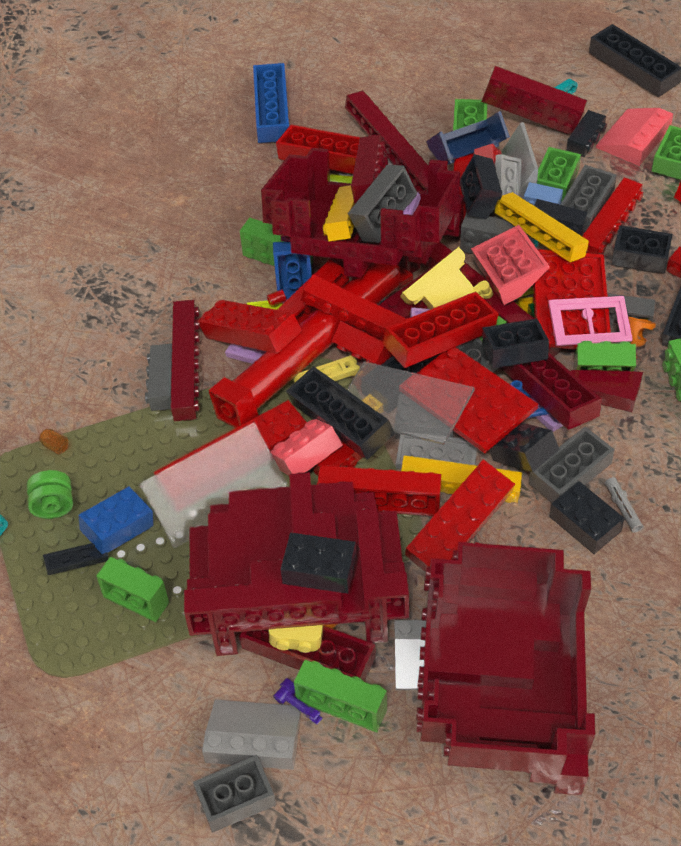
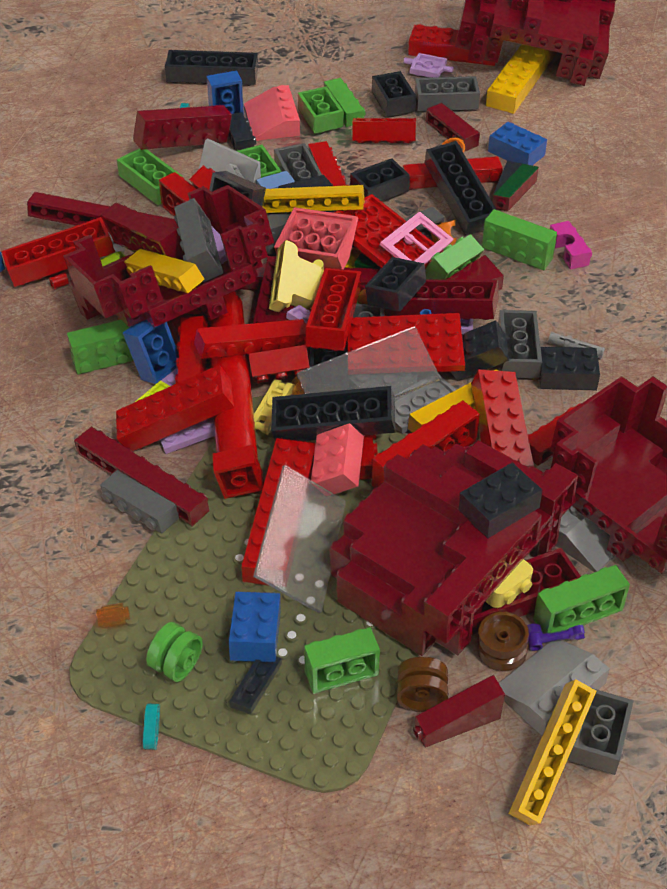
camera: 50 degrees left, 5 degrees down
(163, 652) = (422, 683): none -> reddish brown wheel
(166, 694) = (461, 712): none -> dark red slope
(175, 773) = (552, 753): none -> yellow brick
(254, 673) = (503, 641): none -> reddish brown wheel
(276, 298) = (159, 380): red hinge -> none
(466, 139) = (173, 179): dark blue windscreen -> none
(602, 92) = (226, 90): none -> blue brick

